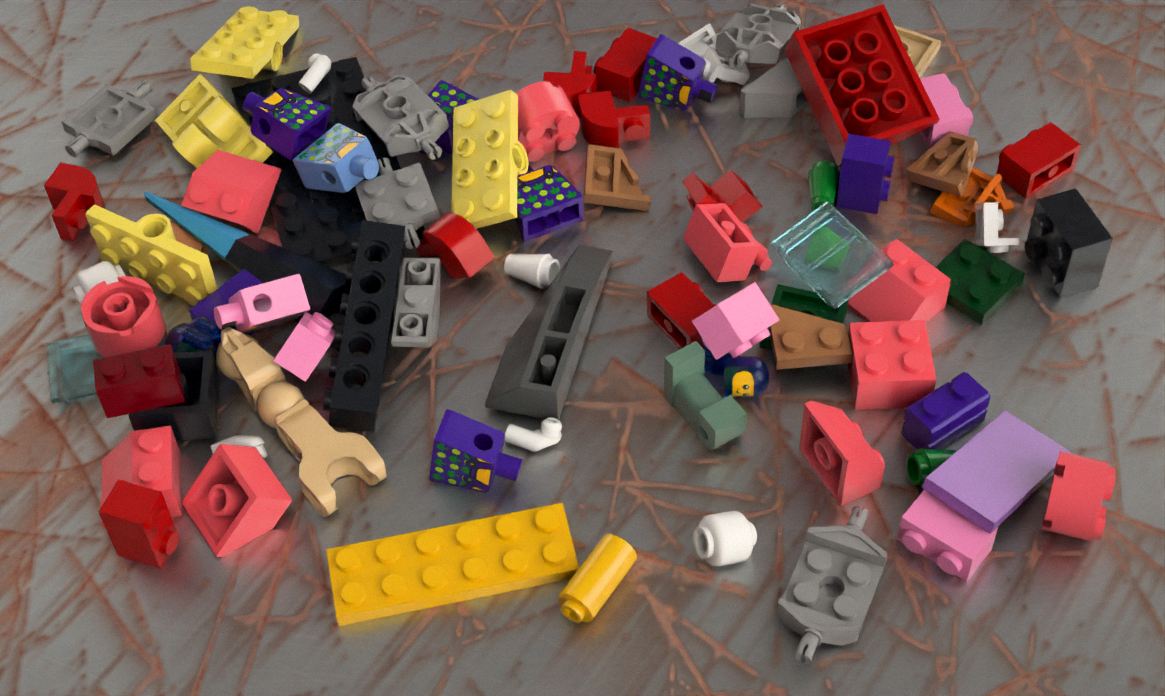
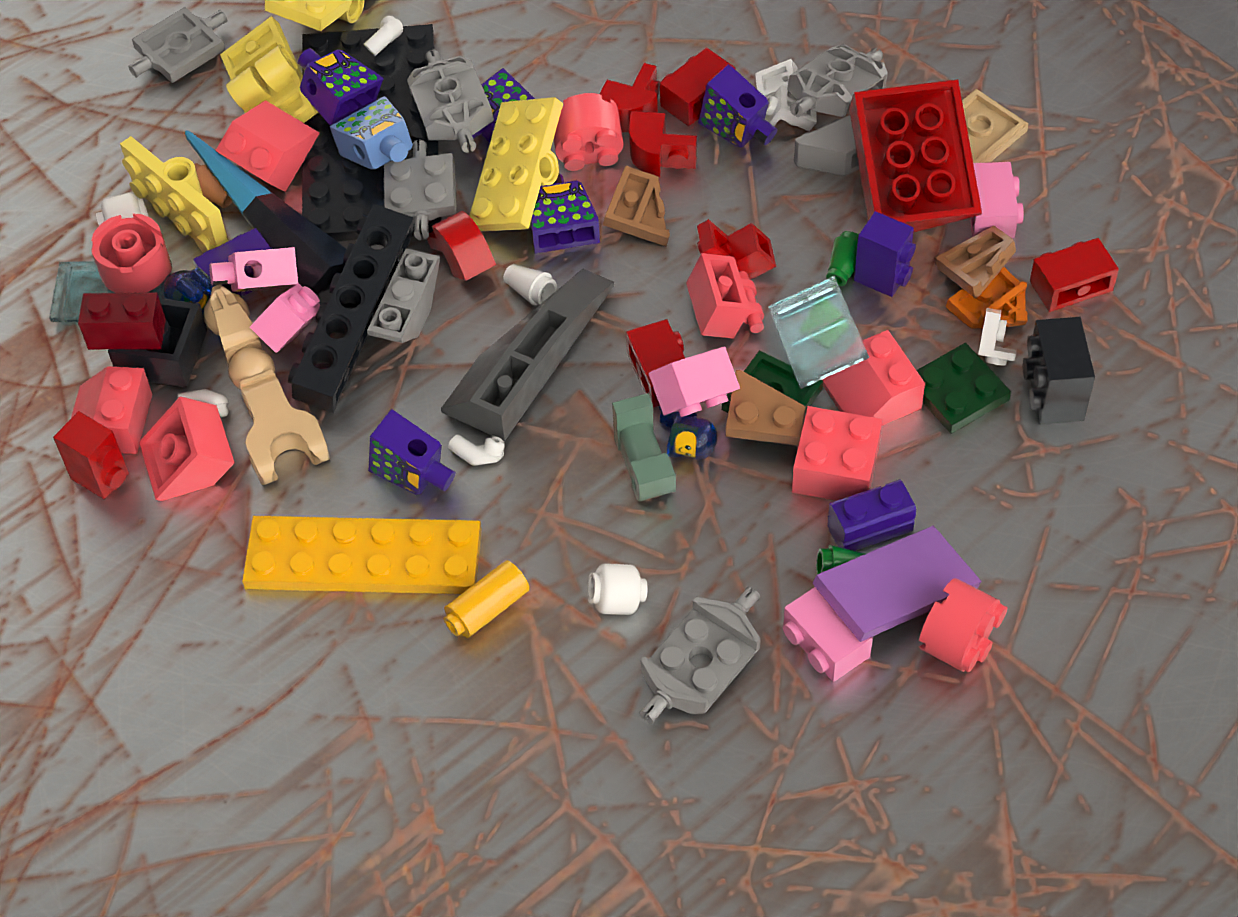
camera: 15 degrees right, 5 degrees up
(71, 194) = (122, 116): red brick -> none
(839, 453) = (755, 531): coral slope -> none

